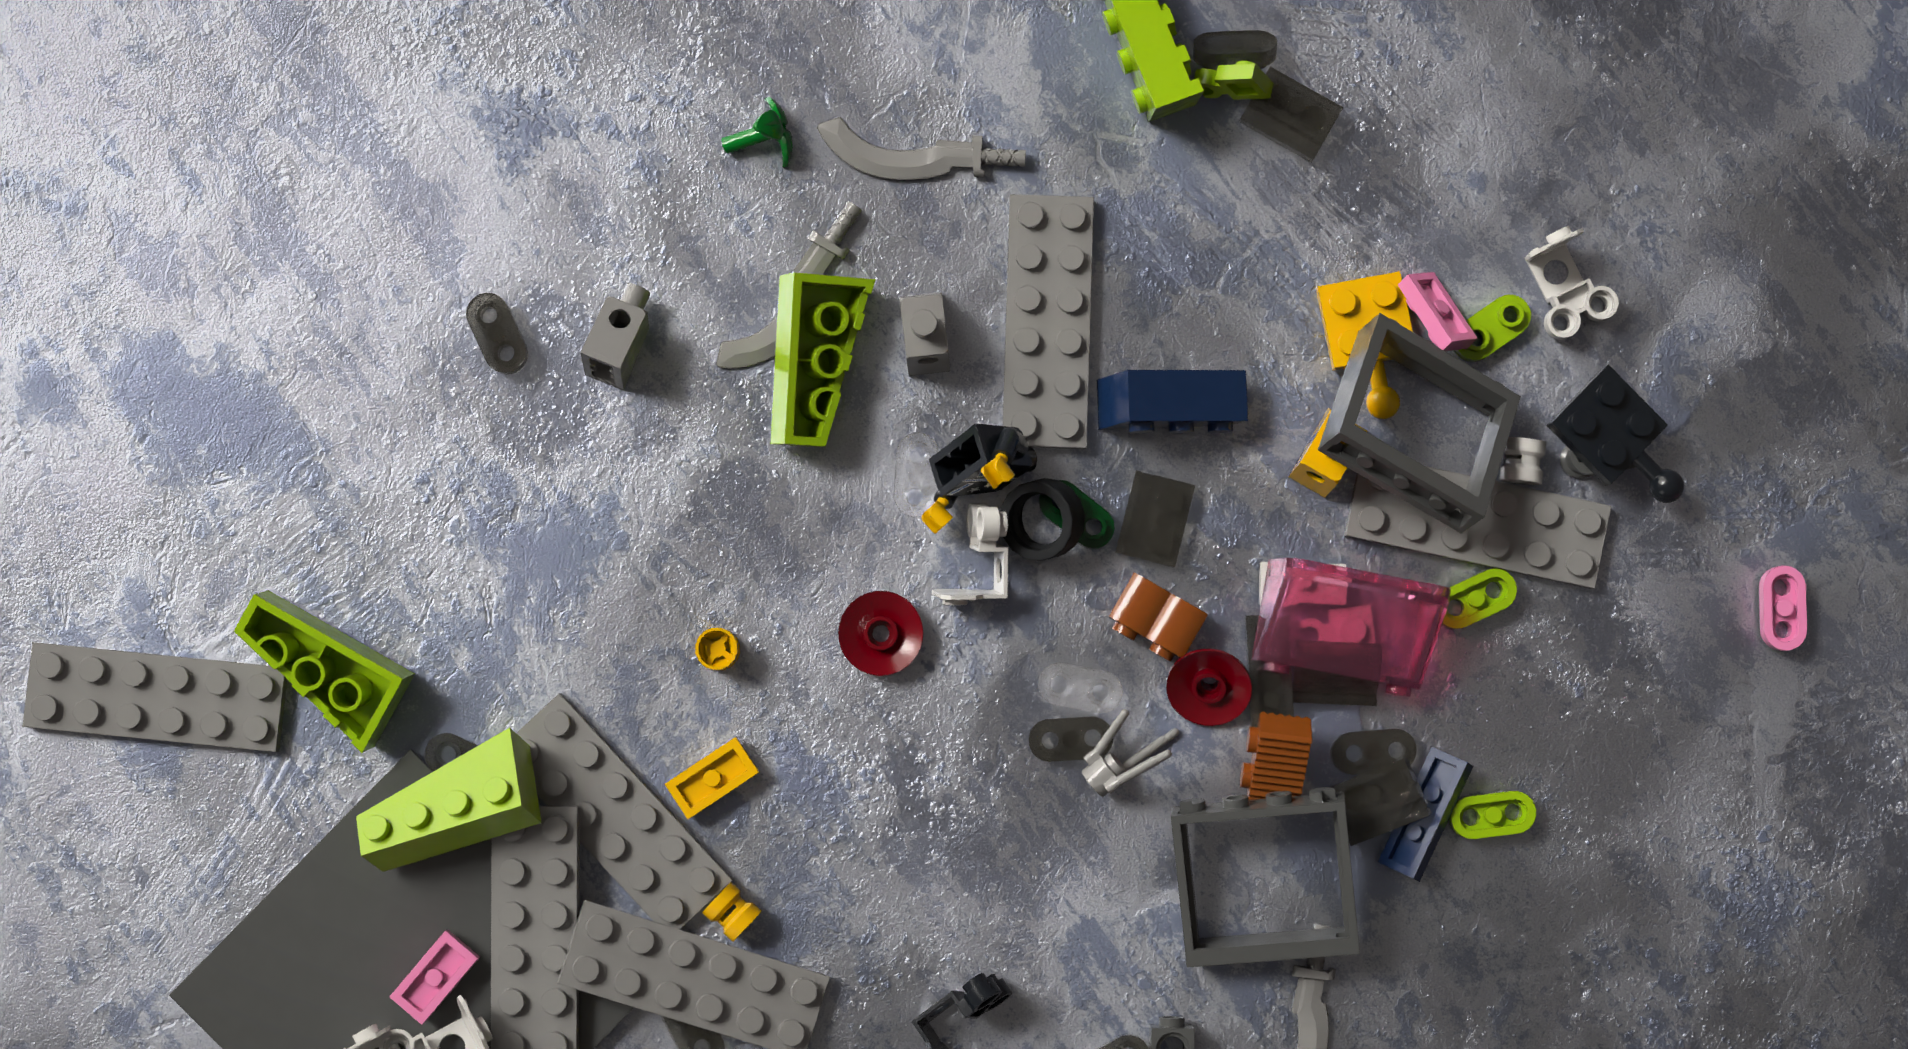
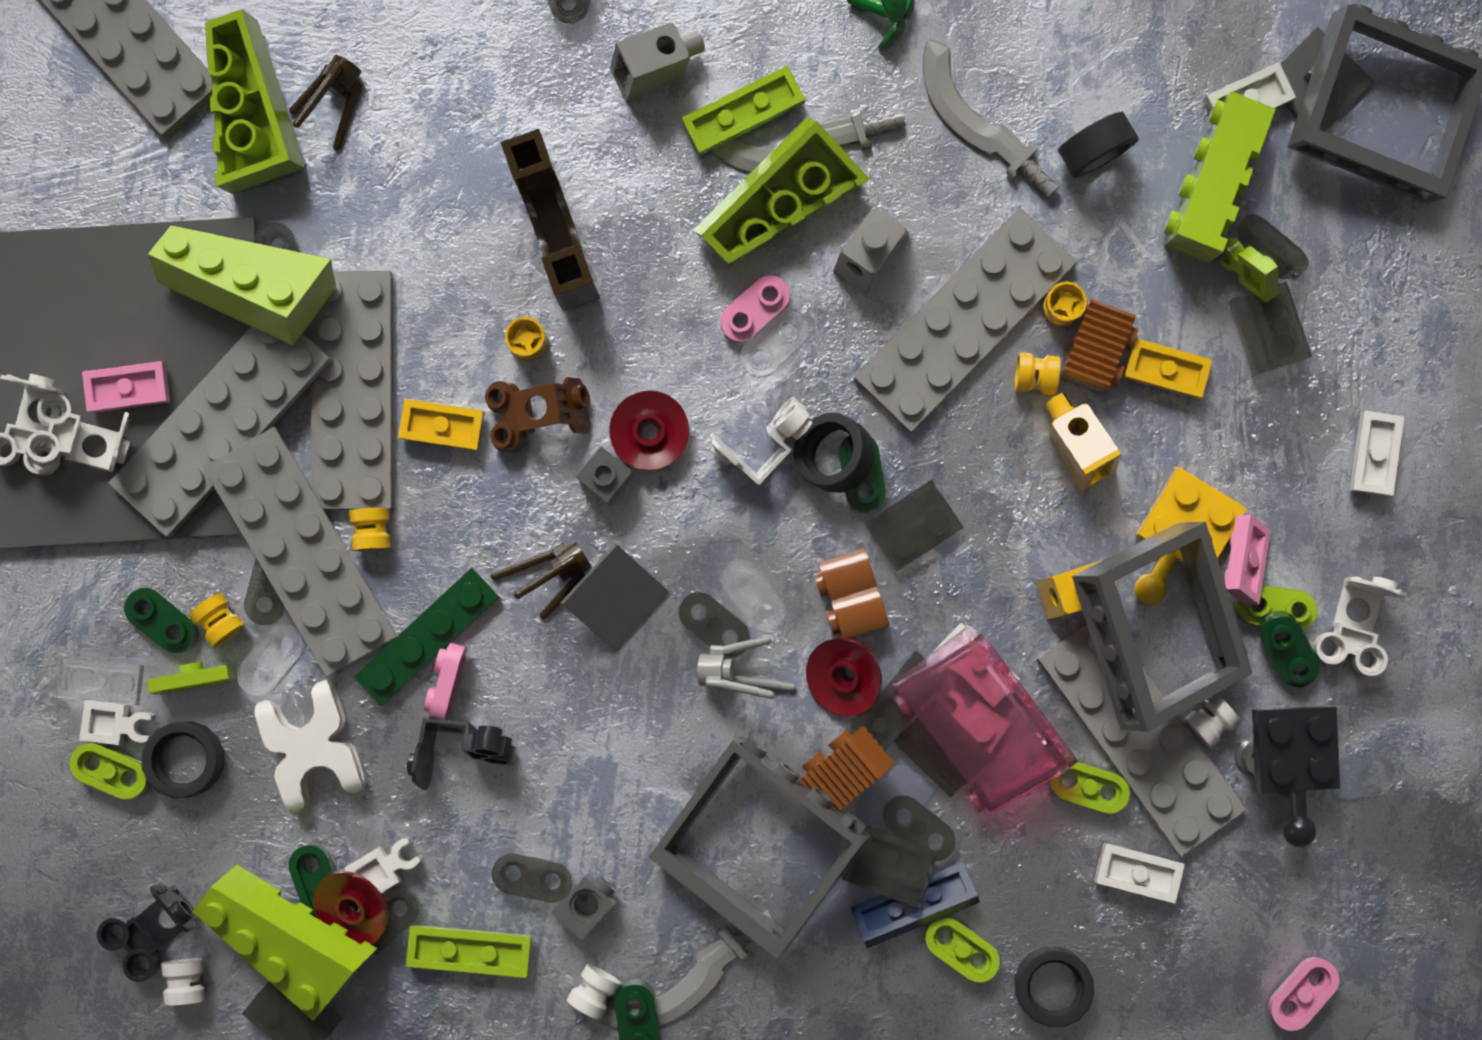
camera: 50 degrees right, 0 degrees up
(376, 579) = (336, 77): none -> dark brown plant
(654, 538) = (551, 220): none -> dark brown arch
(723, 313) = (743, 110): none -> lime plate
(799, 675) = (565, 405): none -> reddish brown piece
(853, 955) = (426, 636): none -> dark green plate
(875, 461) = (755, 308): none -> bright pink plate
(879, 700) = (605, 476): none -> dark grey brick
(893, 961) = (450, 666): none -> bright pink plate
(913, 795) = (568, 563): none -> dark brown plant
(973, 788) = (614, 596): none -> dark grey piece
(976, 463) = (824, 371): black torso -> none
(1028, 91) = (1098, 144): none -> black tyre
(1117, 232) = (1070, 300): none -> yellow wheel
(1143, 313) = (1046, 375): none -> yellow wheel
(1171, 248) = (1099, 346): none -> dark orange brick
(1172, 400) = (1002, 452): dark blue wedge -> none
(1240, 217) = (1167, 368): none -> yellow plate
(1241, 344) = (1087, 456): none -> yellow torso
(1460, 137) = (1376, 453): none -> white plate
(1533, 353) = (1290, 651): none -> dark green plate
(1574, 630) = (1139, 873): none -> white plate
(1621, 778) = (1079, 1005): none -> black tyre

